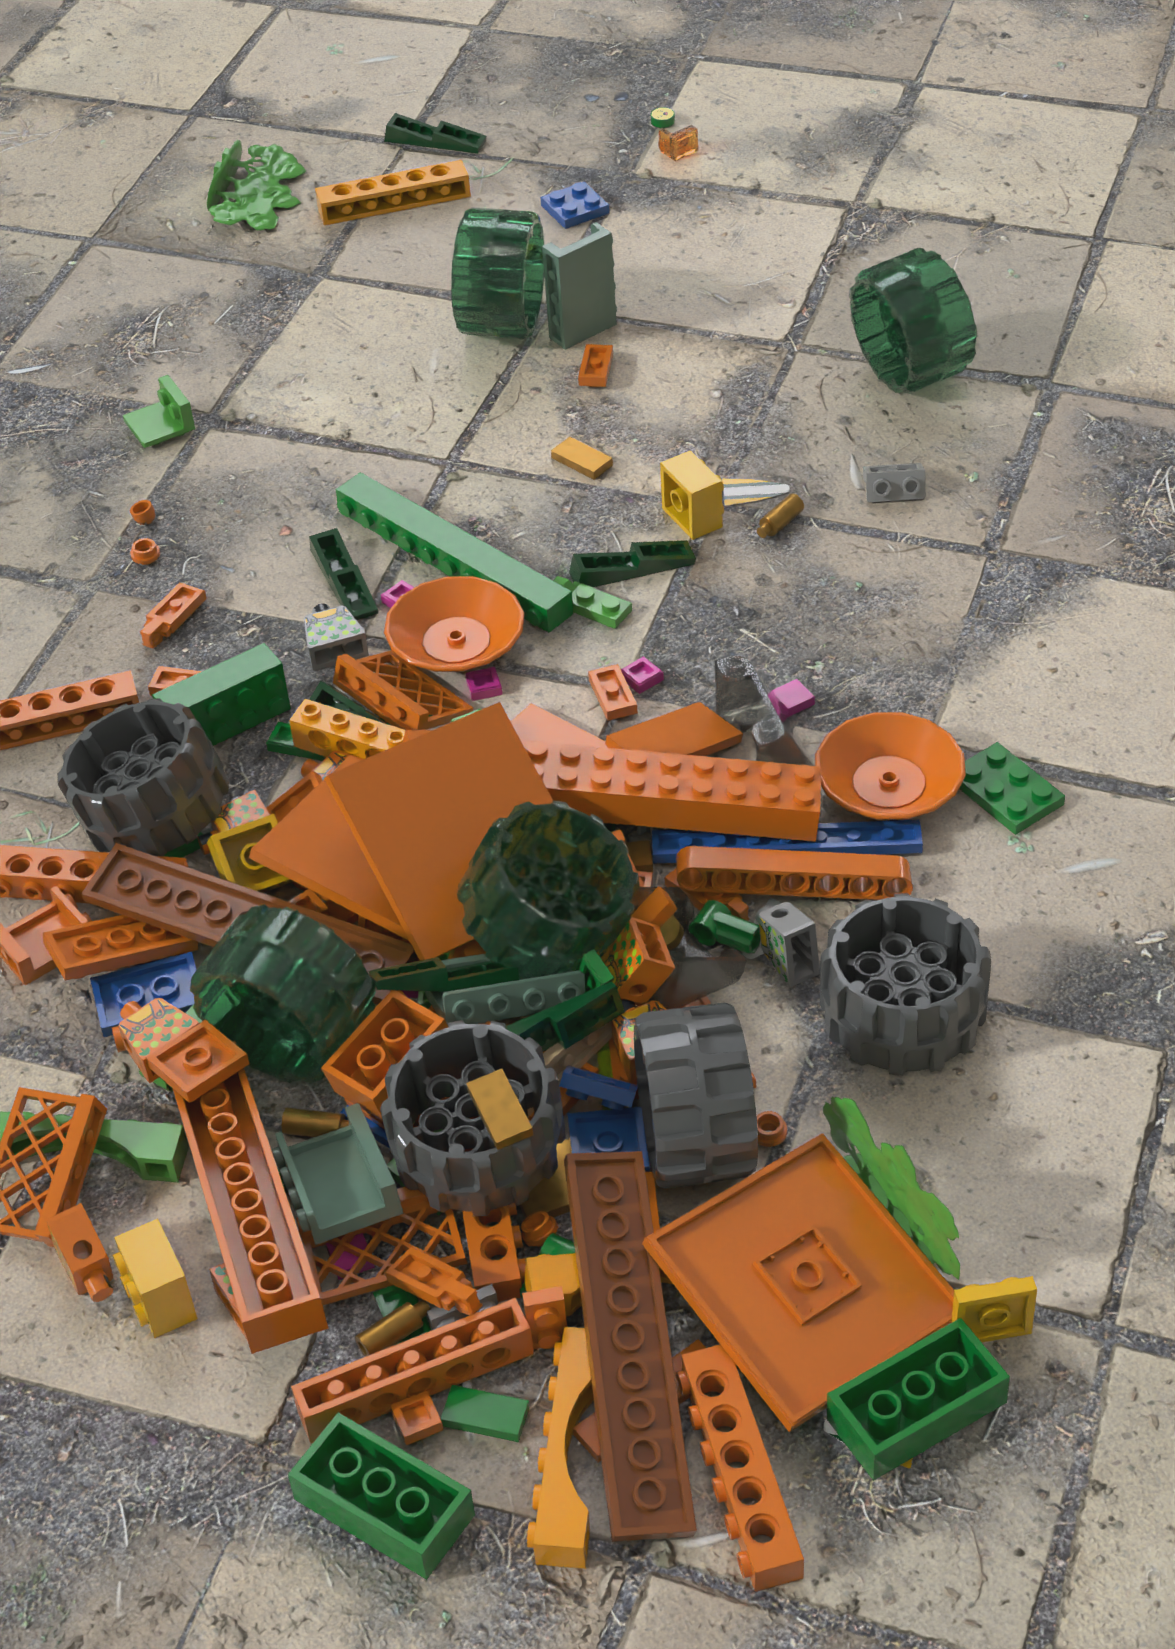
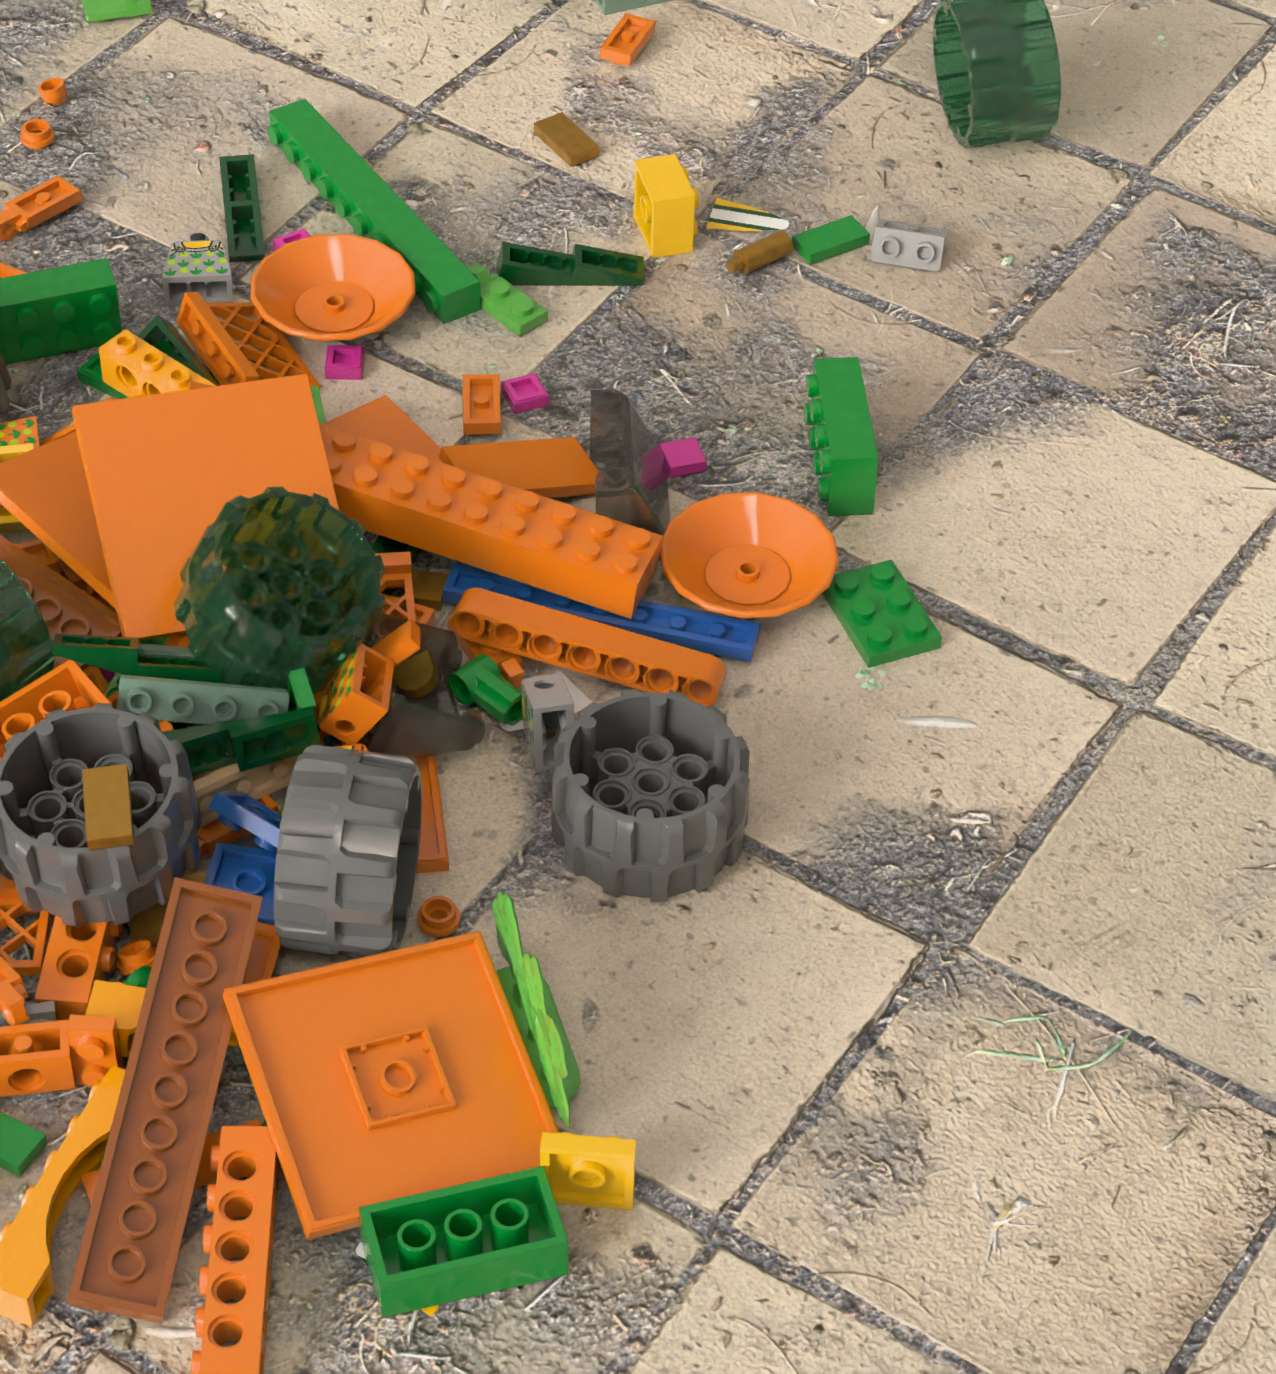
camera: 10 degrees right, 0 degrees up
(830, 492) = (830, 239): none -> green tile
(919, 650) = (841, 436): none -> green brick

